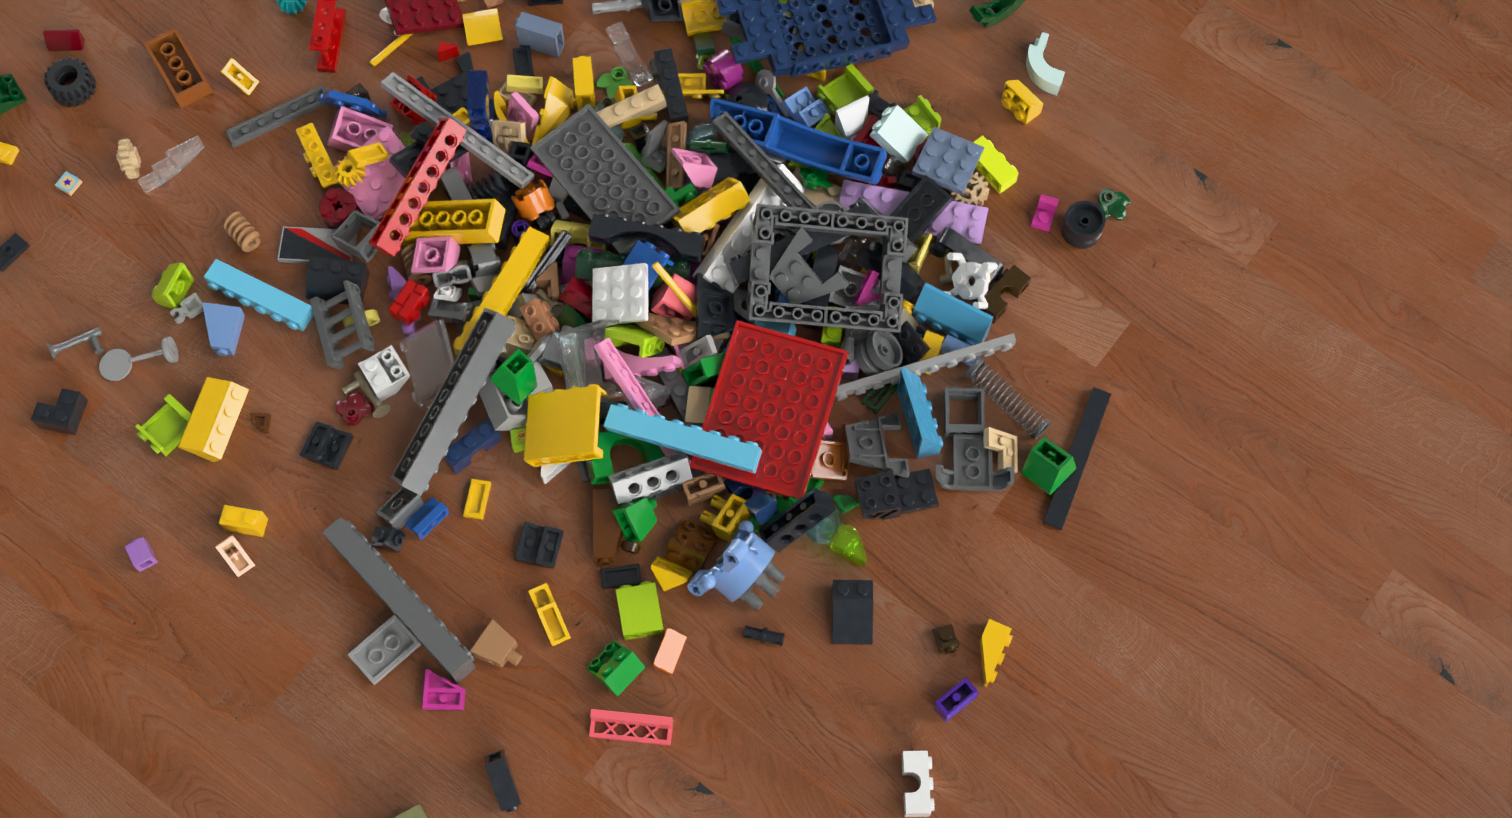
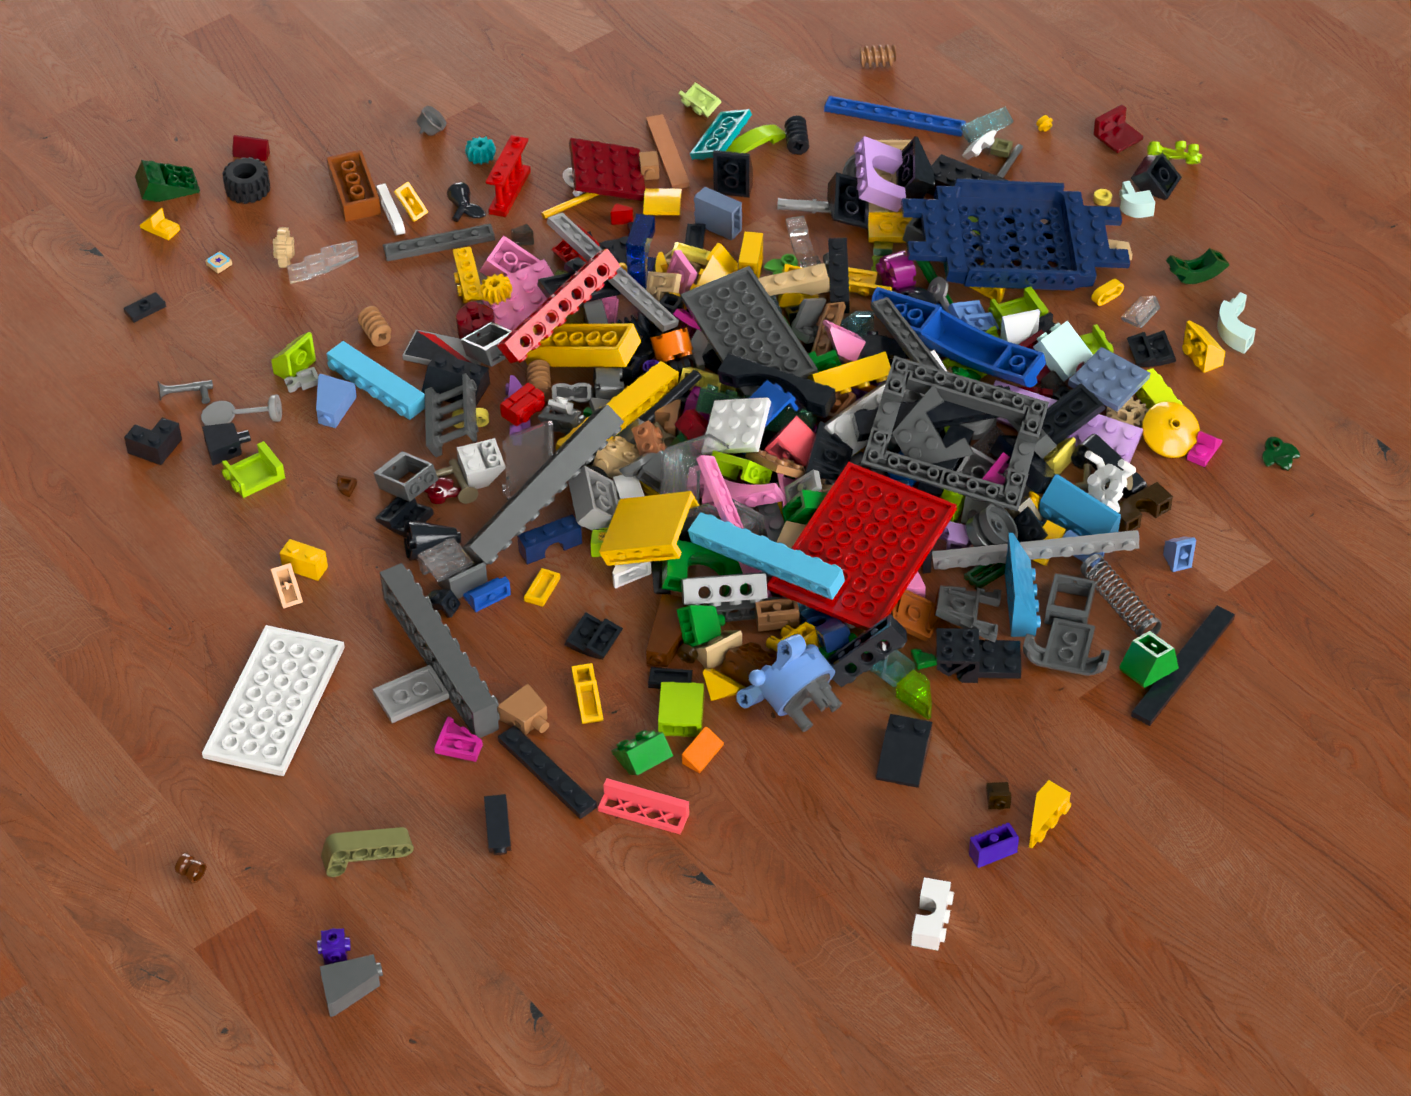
camera: 15 degrees right, 20 degrees down
(130, 398) = (224, 441): none -> black torso
(141, 554) = (195, 569): medium lavender brick -> none
(213, 418) = (300, 469): yellow slope -> none
(221, 88) = (390, 209): none -> white beam
(256, 686) = (273, 700): none -> white plate
(285, 58) = (460, 195): none -> black piece
(309, 390) = (403, 463): none -> dark grey window
(352, 102) = (516, 234): blue wing -> none
(358, 472) = (425, 536): none -> black cone
(368, 155) = (517, 276): yellow tile -> none
(379, 495) = (444, 560): none -> clear bracket
(435, 254) = (561, 368): bright pink slope -> none
(516, 377) = (611, 476): green slope -> none
(532, 706) = (547, 772): none -> black plate
(659, 534) = (715, 650): none -> tan slope
(675, 288) = (793, 427): yellow bar -> none
(709, 146) = (863, 325): dark green pin -> none
(763, 635) = (805, 755): black pin -> none
(848, 345) = (958, 522): dark grey cone -> none
(921, 52) = (1107, 292): none -> yellow beam
(955, 66) = (1141, 311): none -> clear slope
(974, 109) = (1151, 349): none -> black slope
(1002, 201) = (1164, 436): none -> yellow dish
(1005, 445) = (1106, 635): tan plate -> none
(1049, 337) = (1179, 552): none -> medium blue slope
(1083, 224) = (1241, 461): black wheel -> none

